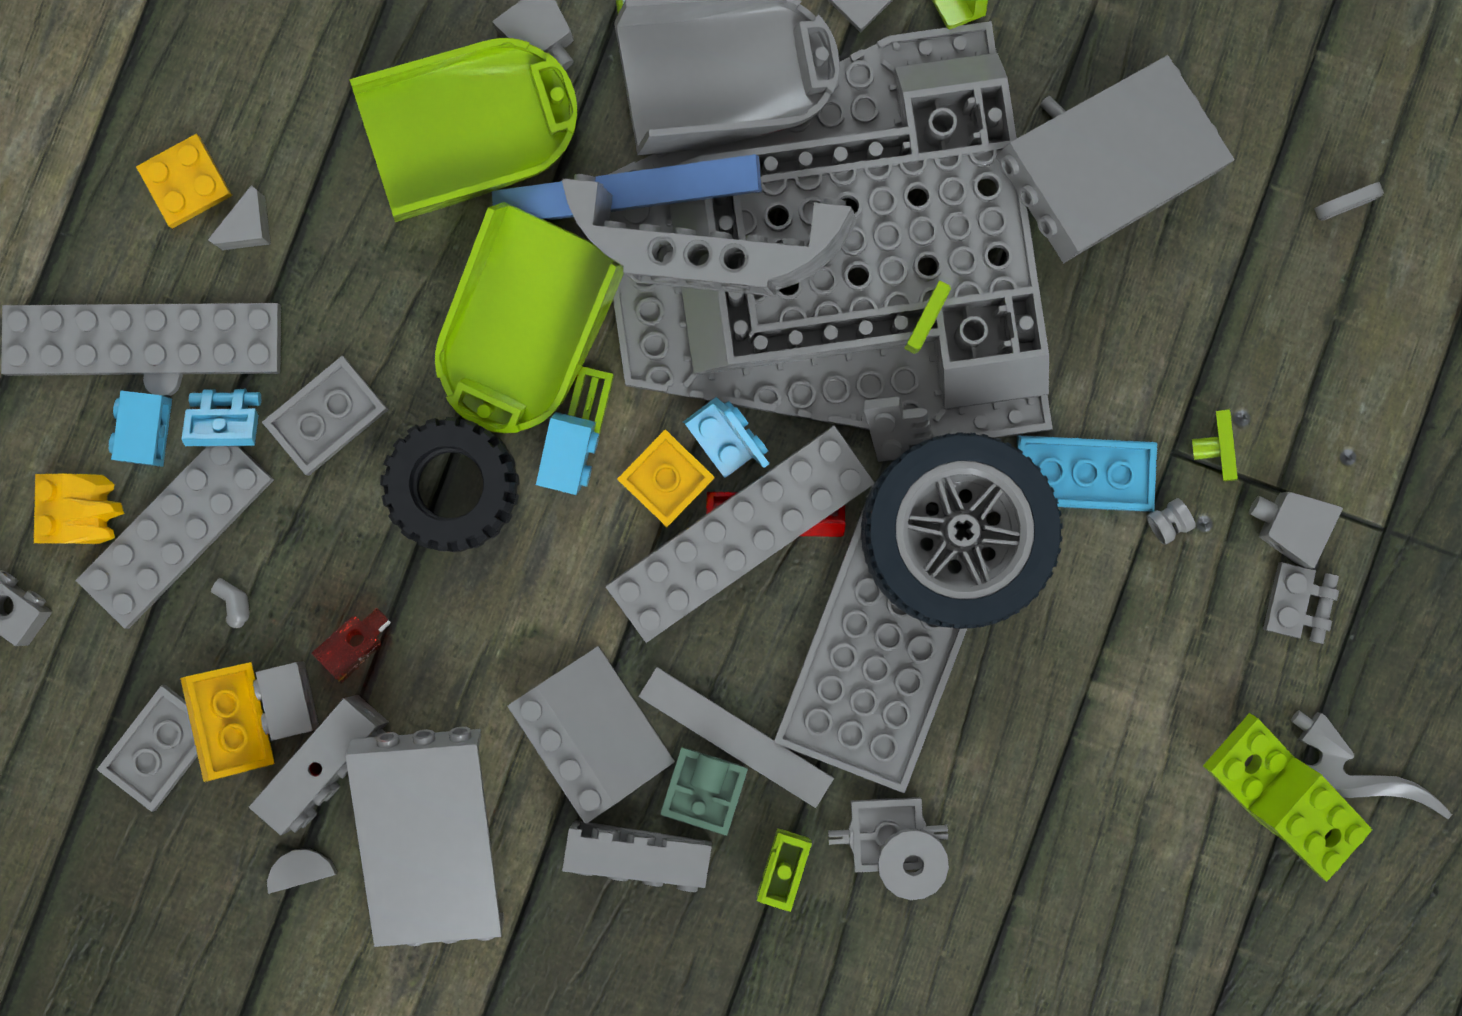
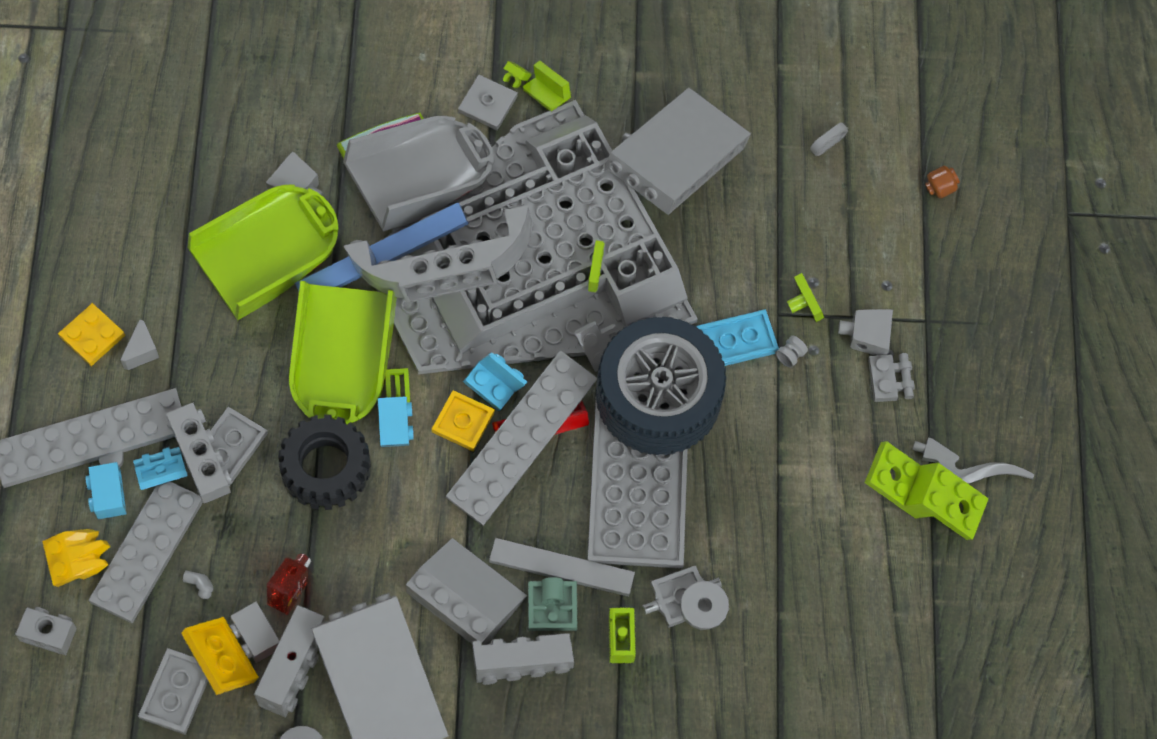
camera: 25 degrees left, 20 degrees down
(259, 373) = (187, 421): none -> light grey brick

